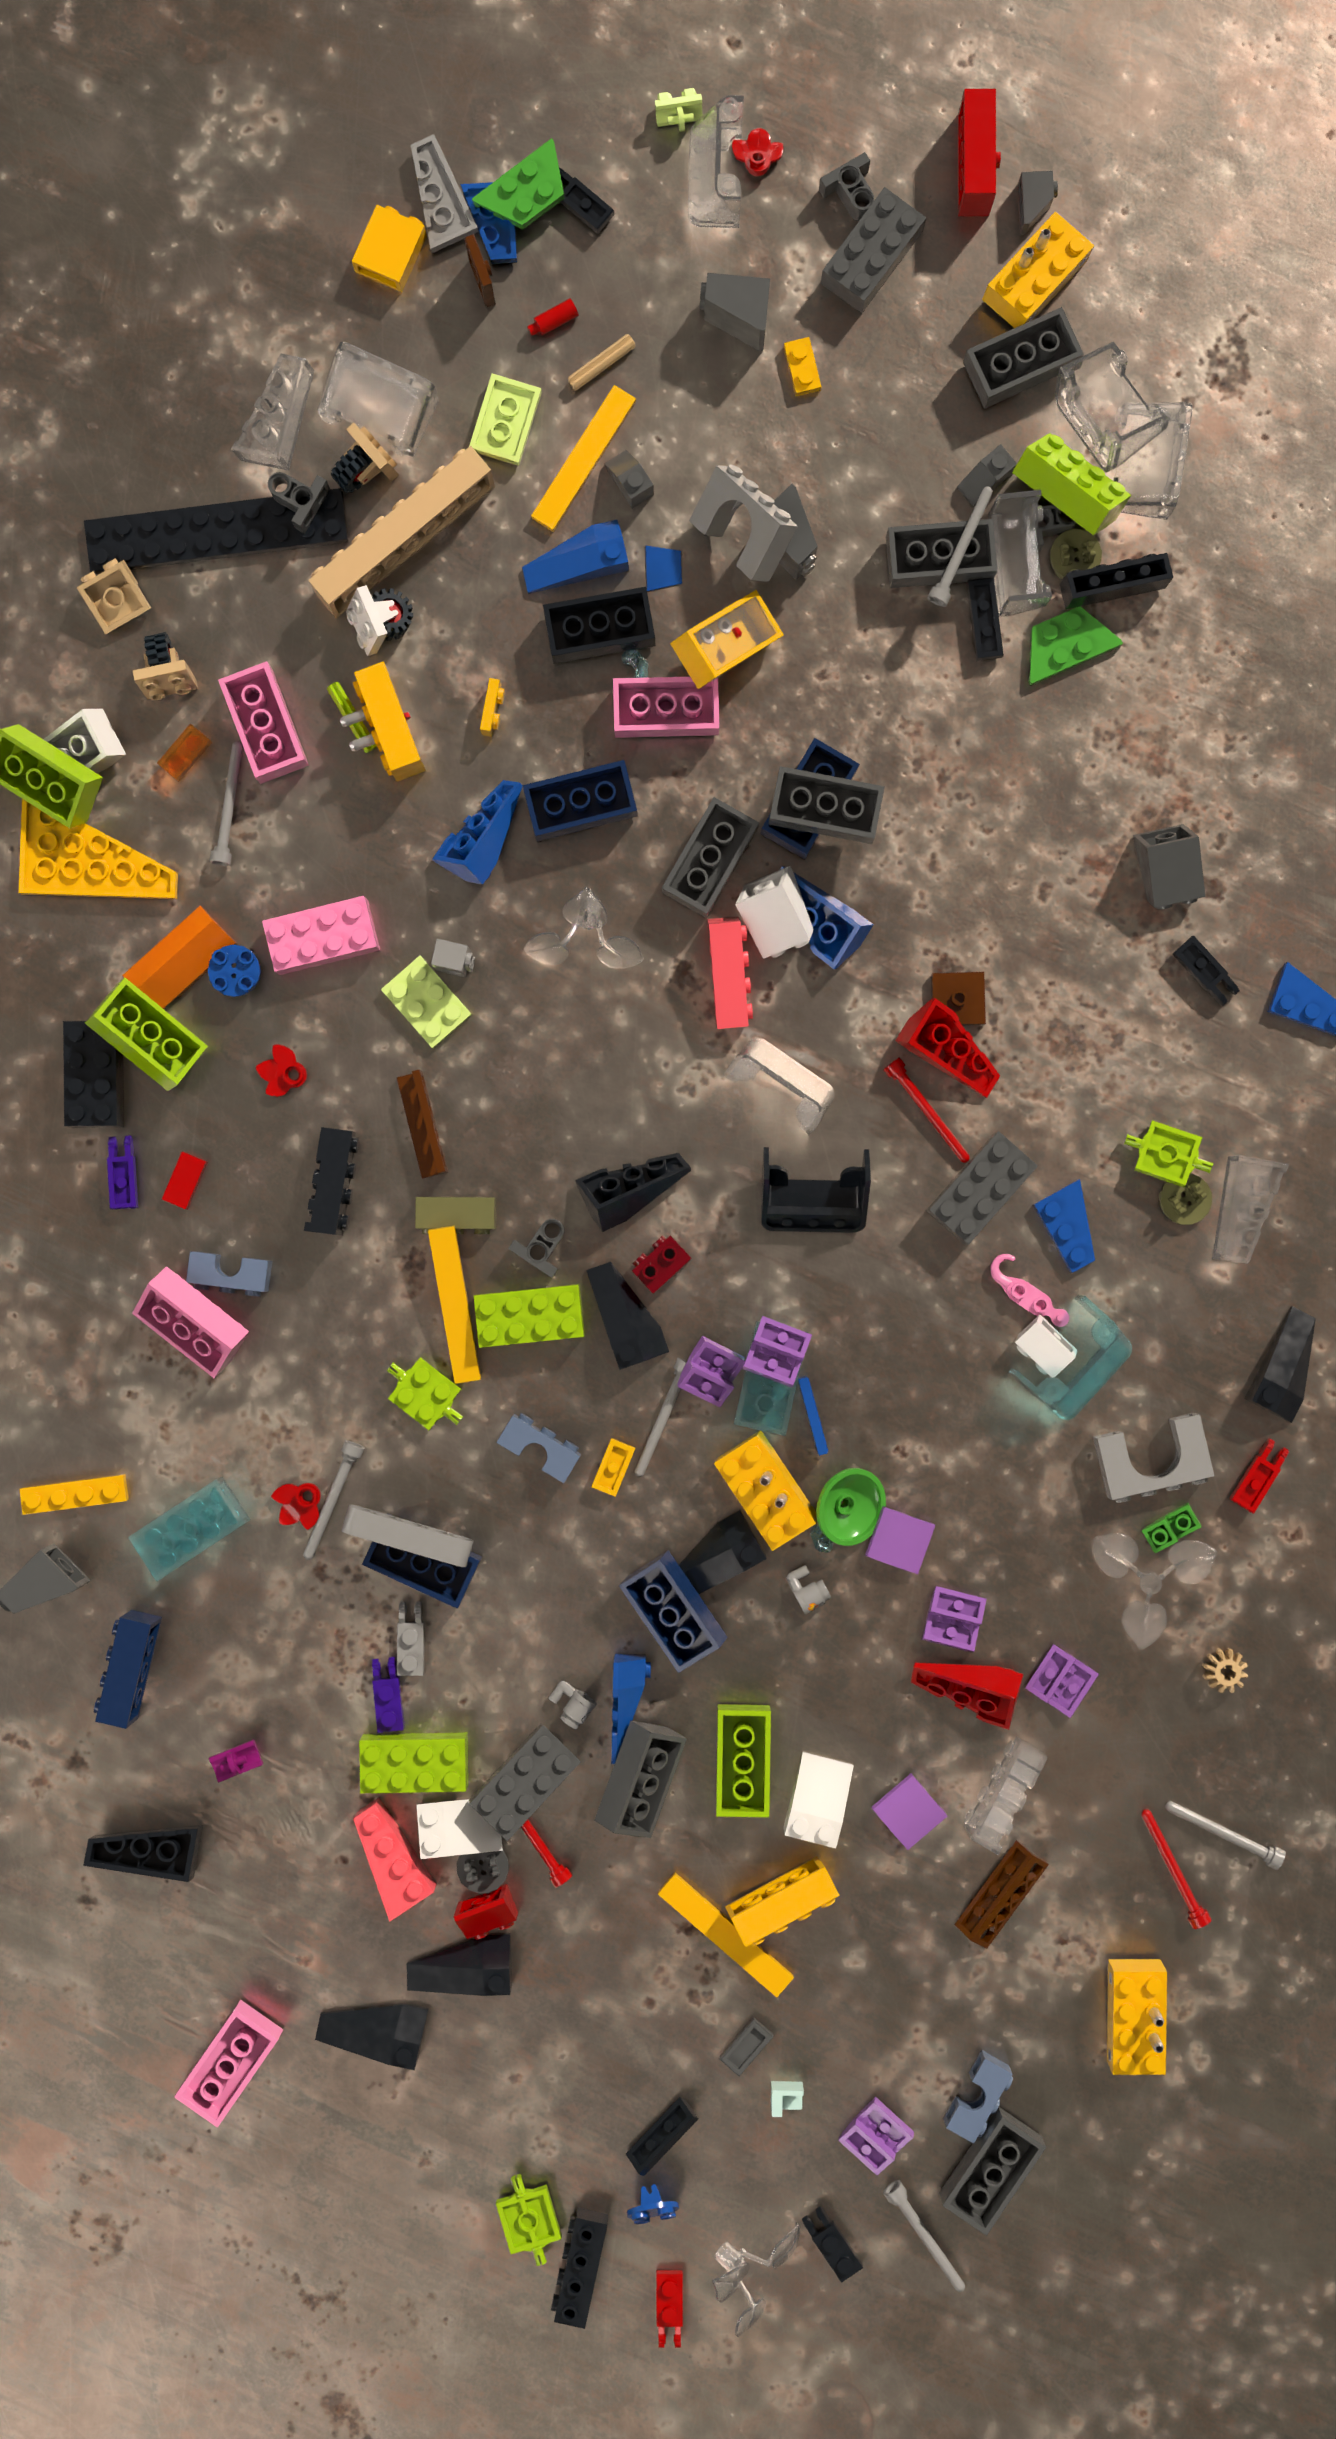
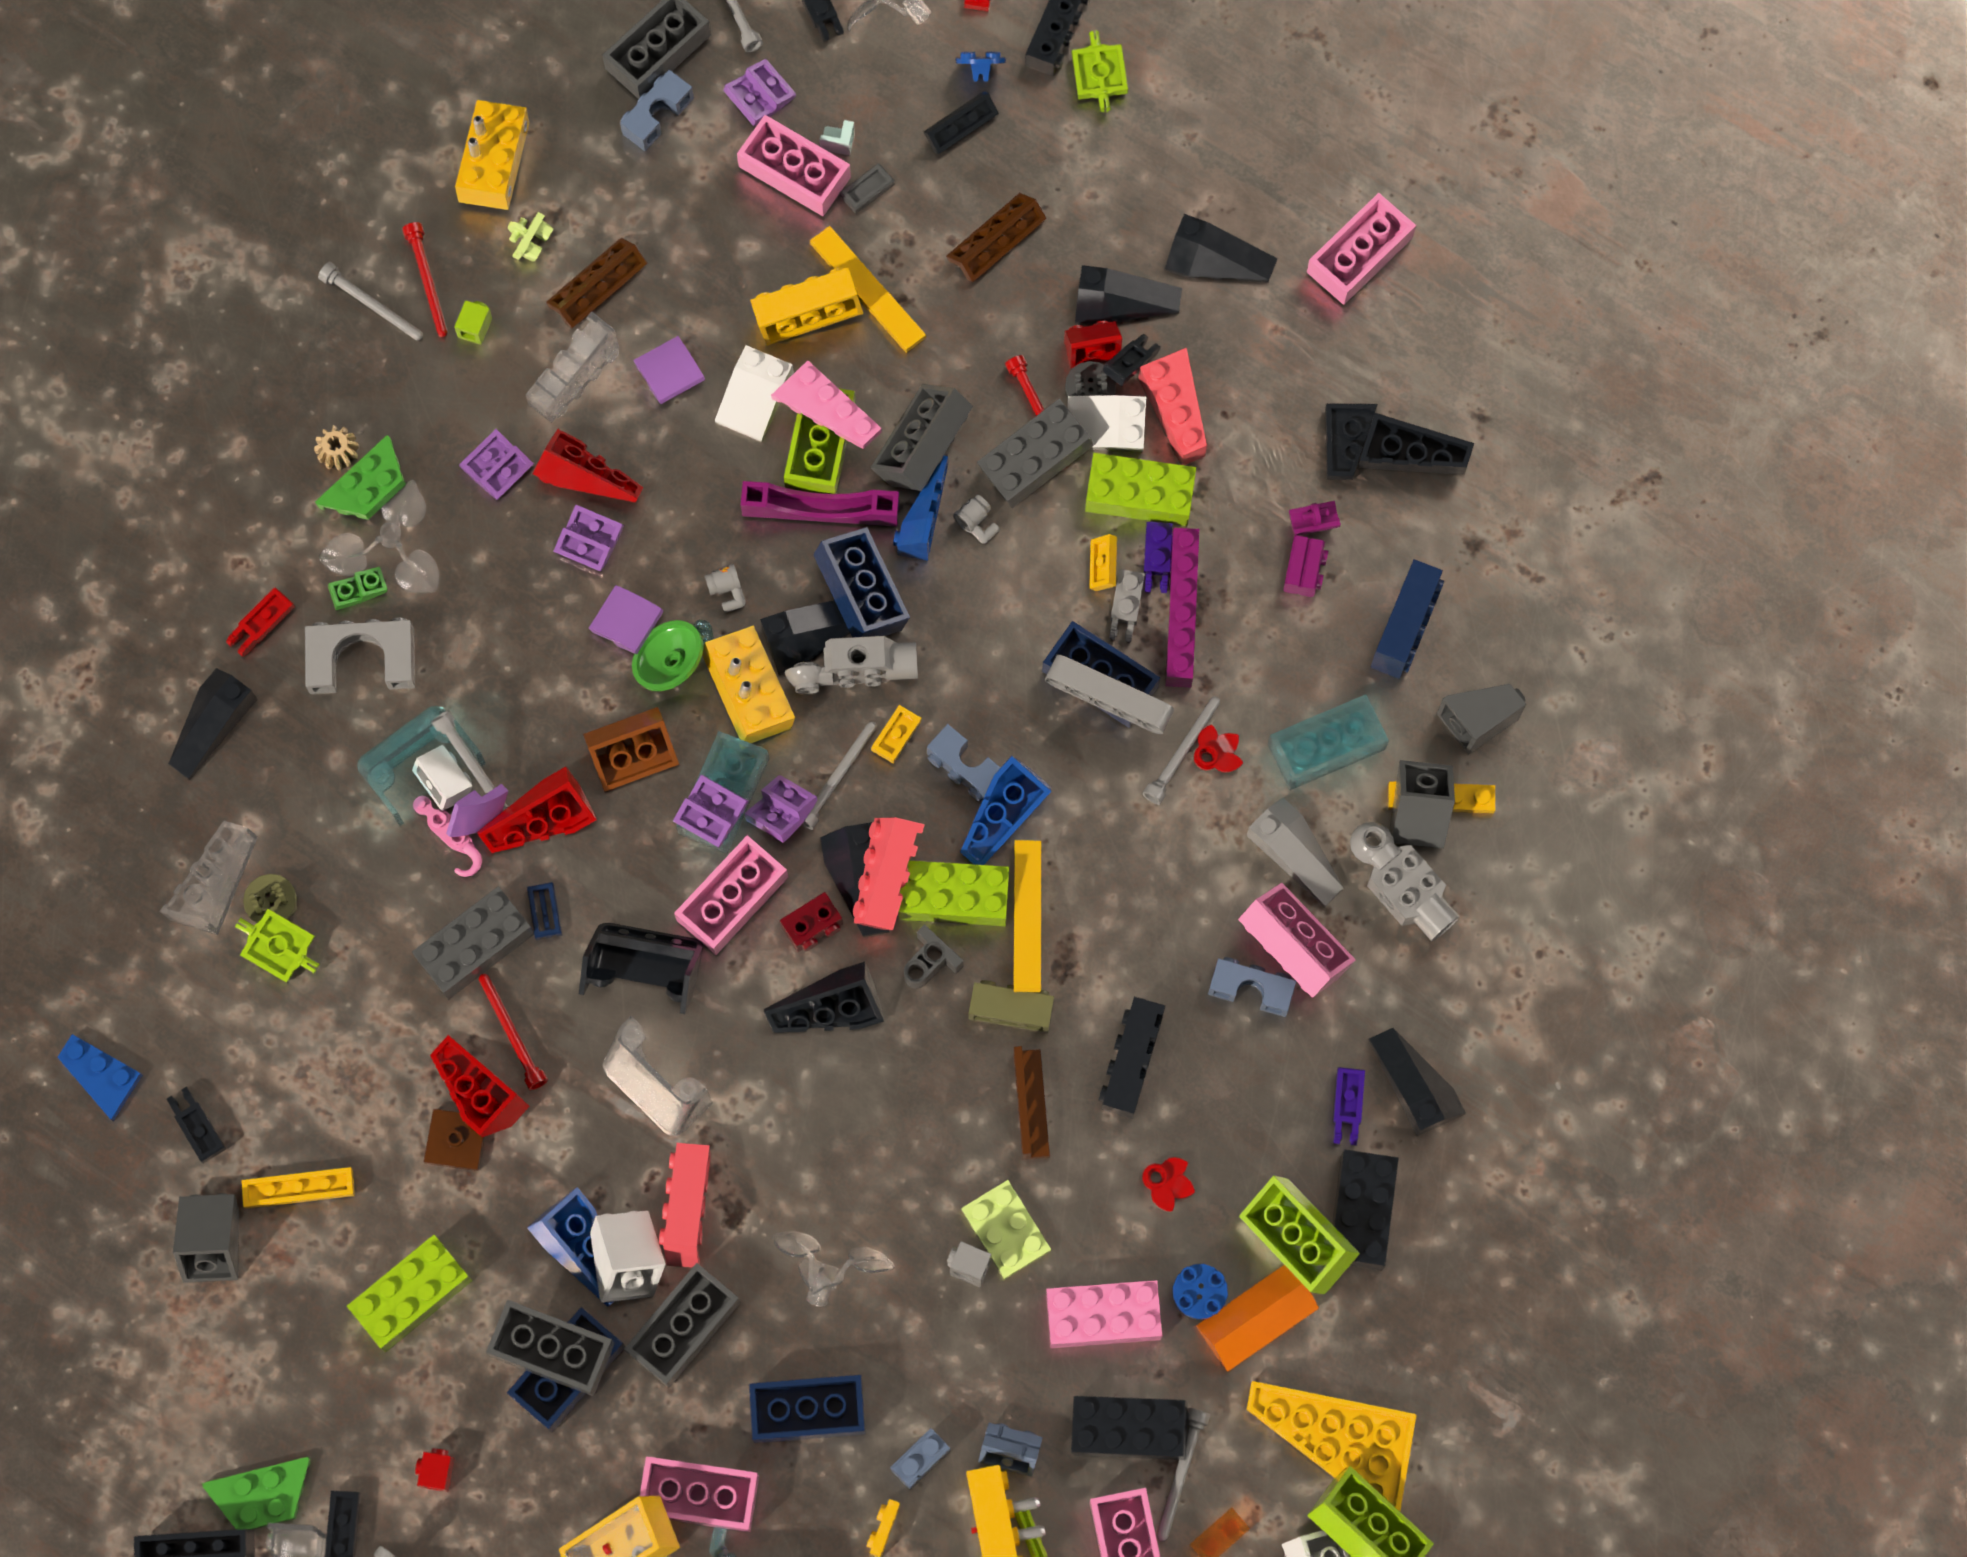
camera: 175 degrees left, 15 degrees down
(57, 1202) = (1418, 1086): none -> black wedge
(87, 1479) = (1422, 804): none -> dark grey slope
(96, 1400) = (1403, 881): none -> light grey brick
(184, 1180) = (1285, 1088): red tile -> none
(213, 1422) = (1291, 844): none -> light grey wedge
(218, 1854) = (1345, 437): none -> black wing
(238, 1709) = (1304, 566): none -> magenta brick
(279, 833) = (1129, 1427): none -> black brick
(354, 1665) = (1182, 607): none -> magenta arch
(387, 797) = (1010, 1449): none -> sand blue brick
(424, 1393) = (1073, 836): lime plate -> none
(439, 1679) = (1103, 562): none -> yellow plate
(445, 1898) = (1129, 360): none -> black hinge
(468, 774) = (920, 1459): none -> sand blue brick
(478, 844) = (922, 1386): blue wedge -> none
(492, 1409) = (1006, 805): none -> blue wedge
(596, 1320) = (885, 871): none -> coral wedge
(600, 2014) = (997, 237): none -> reddish brown fence
(639, 1539) = (856, 662): none -> light grey brick
(743, 1276) = (731, 895): none -> bright pink brick
(747, 1798) = (827, 405): none -> bright pink wing
(749, 1688) = (777, 502): none -> magenta arch
(813, 1416) = (688, 749): blue tile -> none
(824, 2057) = (794, 165): none -> bright pink brick
(869, 1407) = (631, 749): none -> dark orange slope
(903, 1216) = (548, 933): none -> dark blue tile
(912, 689) = (435, 1470): none -> red brick
(936, 1335) = (545, 810): none -> red wedge
(970, 845) = (409, 1293): none -> lime brick
(1004, 1312) = (475, 811): none -> medium lavender slope
(1053, 1392) = (445, 724): none -> light grey piece
(1068, 1225) = (394, 895): blue wing -> none
(1075, 1943) = (536, 228): none -> yellowish green hips
(1096, 927) = (298, 1188): none -> yellow plate
(1117, 1830) = (473, 321): none -> lime brick
(1186, 1638) = (366, 484): none -> bright green wing

